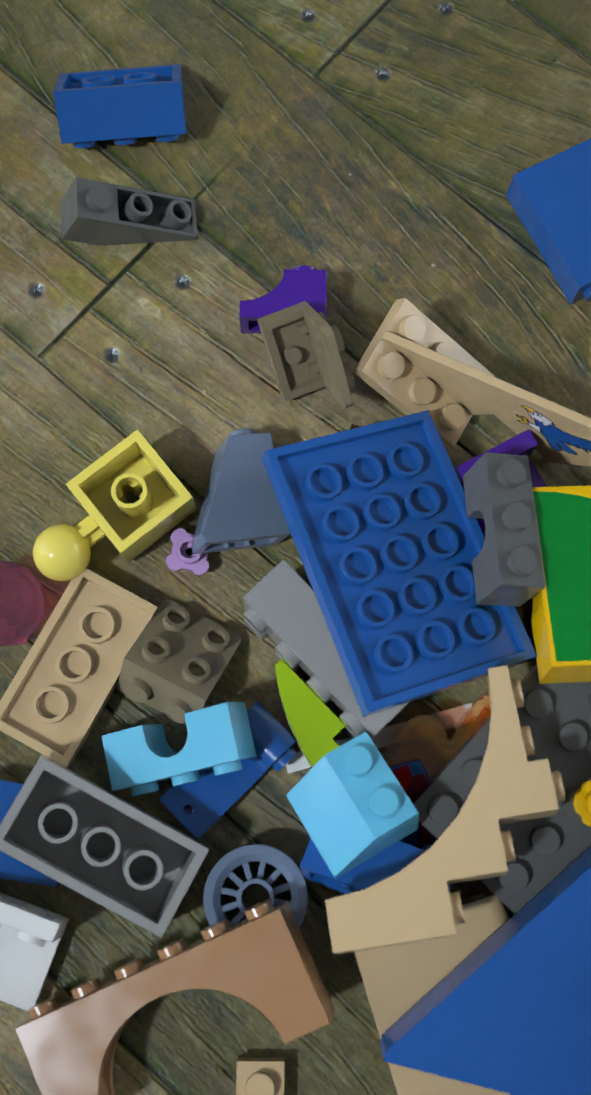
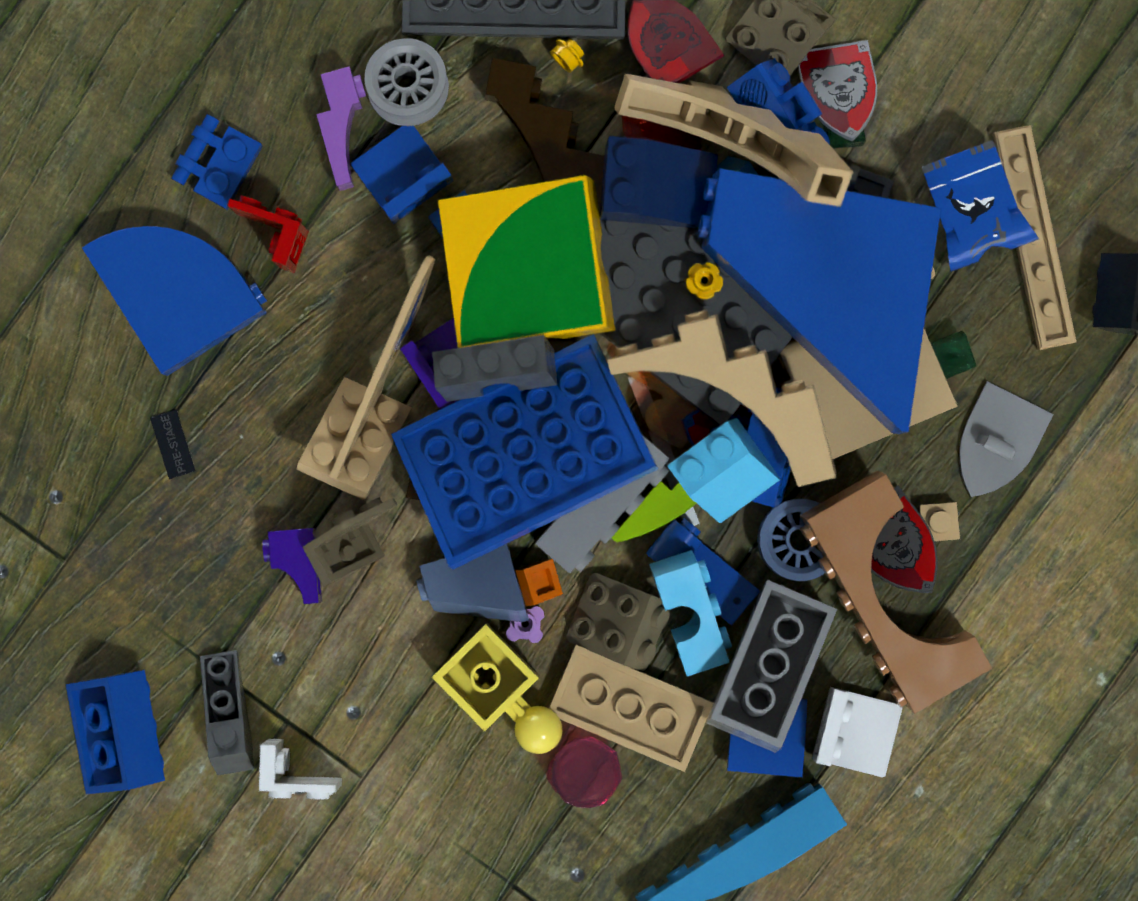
camera: 90 degrees left, 10 degrees up
(47, 251) = (274, 763): none -> white bracket
(225, 1039) = (906, 550): none -> shield
(235, 570) = (539, 582): none -> orange plate
(430, 193) = (172, 444): none -> black sticker

